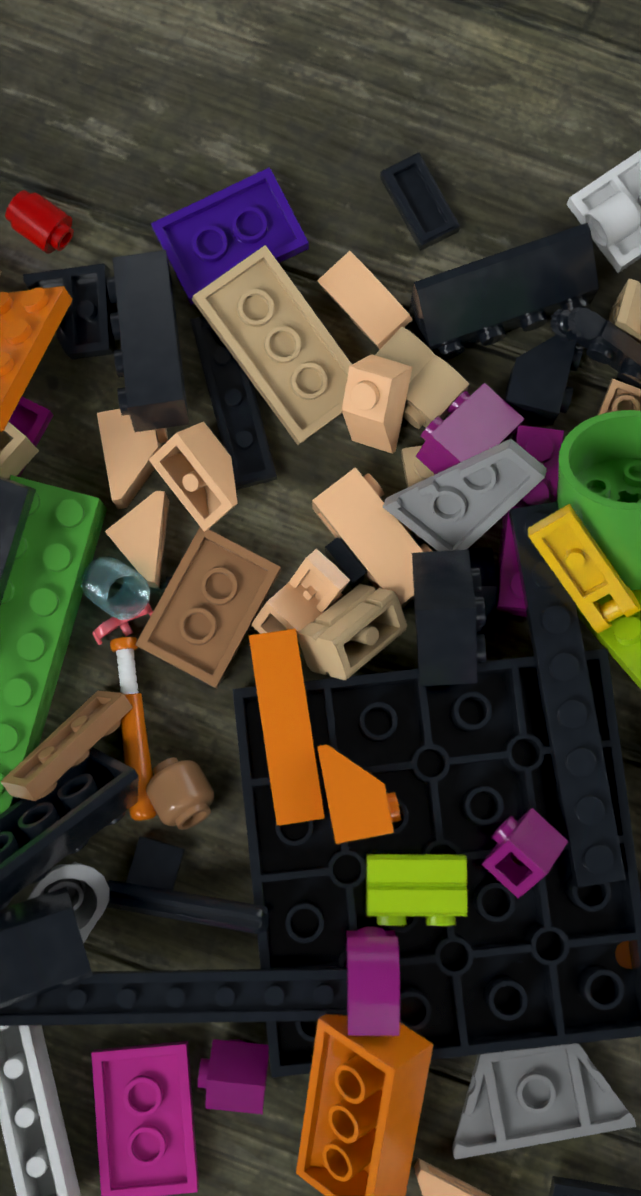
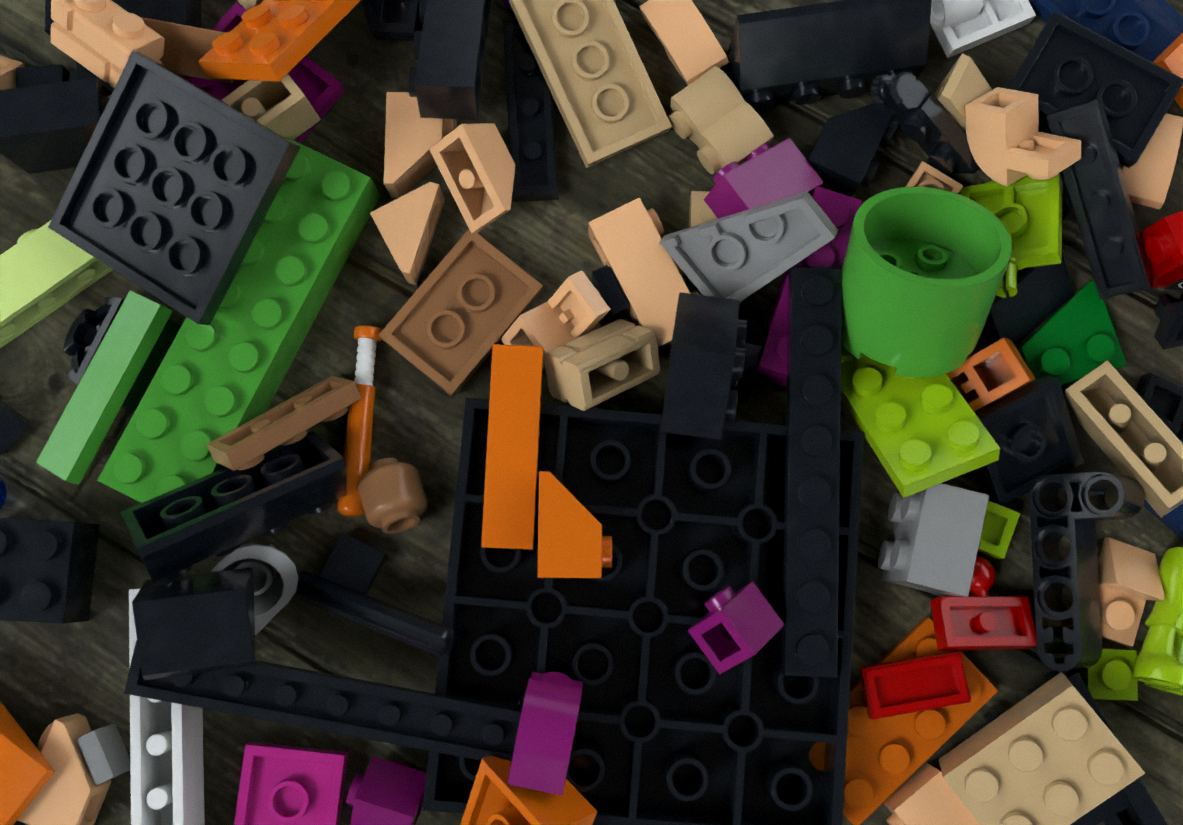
camera: 10 degrees right, 0 degrees up
(113, 623) = (369, 309): coral piece -> none
(128, 600) = (386, 284): clear light blue piece -> none
(376, 401) = (673, 135): light nougat slope -> none
(416, 887) = (614, 641): lime brick -> none
(582, 568) = (856, 339): yellow plate -> none

